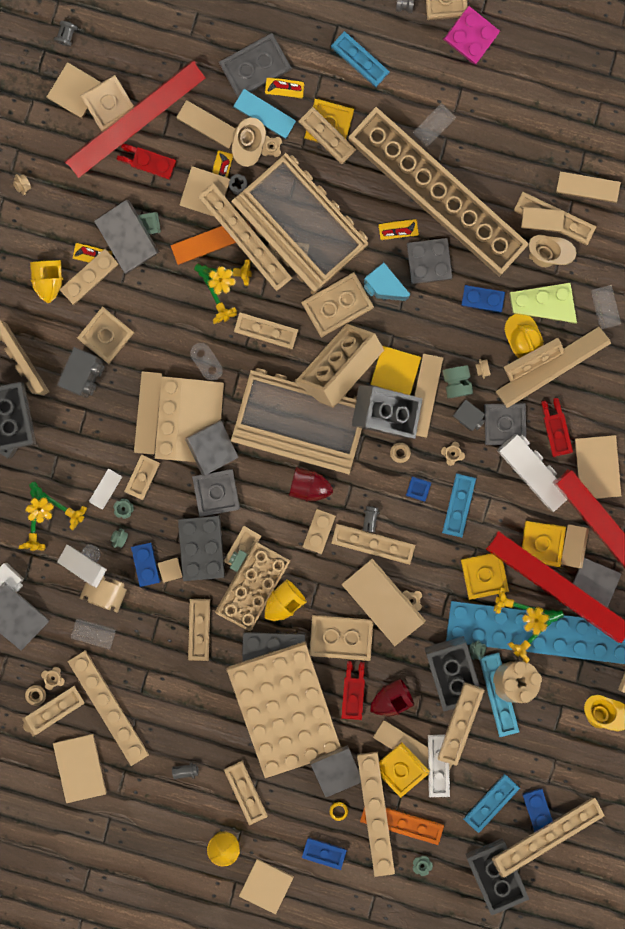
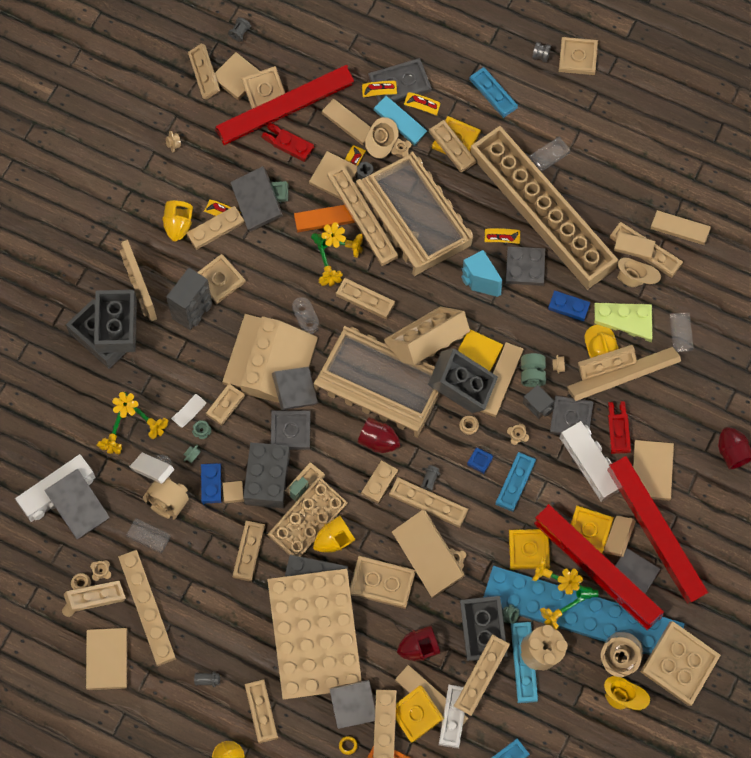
camera: 15 degrees right, 20 degrees down
(37, 92) = (204, 71): none -> tan tile
(234, 79) = (379, 88): none -> yellow sticker
(337, 305) = (435, 289): tan tile -> none
(353, 693) = (383, 635): red hinge -> none
(471, 35) = (595, 87): dark pink plate -> none
(596, 674) = (632, 654): none -> tan brick

